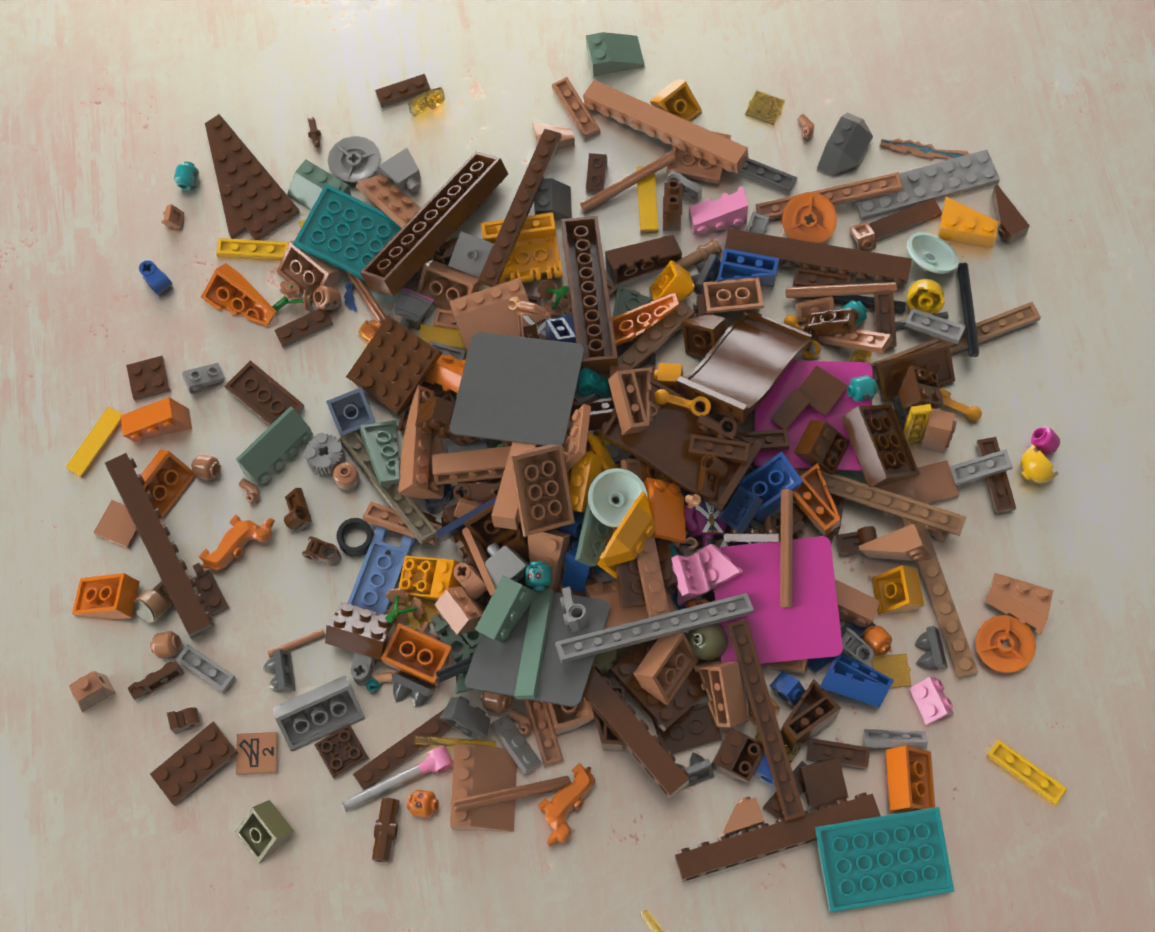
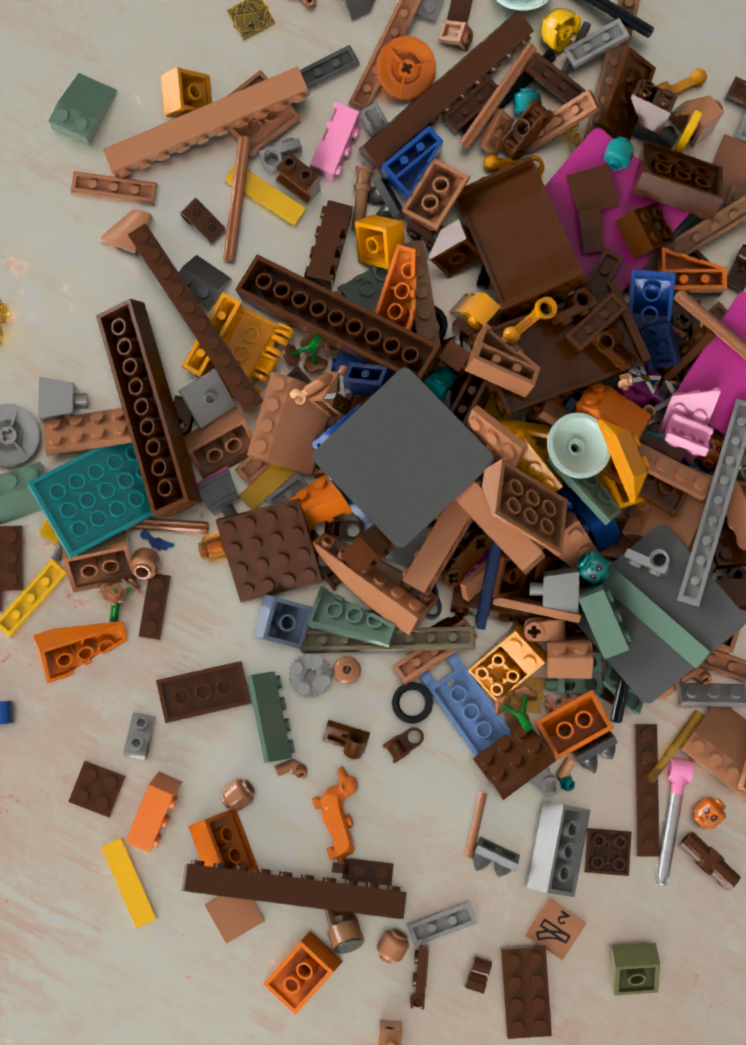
camera: 65 degrees left, 15 degrees up
(466, 718) = (665, 721): dark grey slope -> none

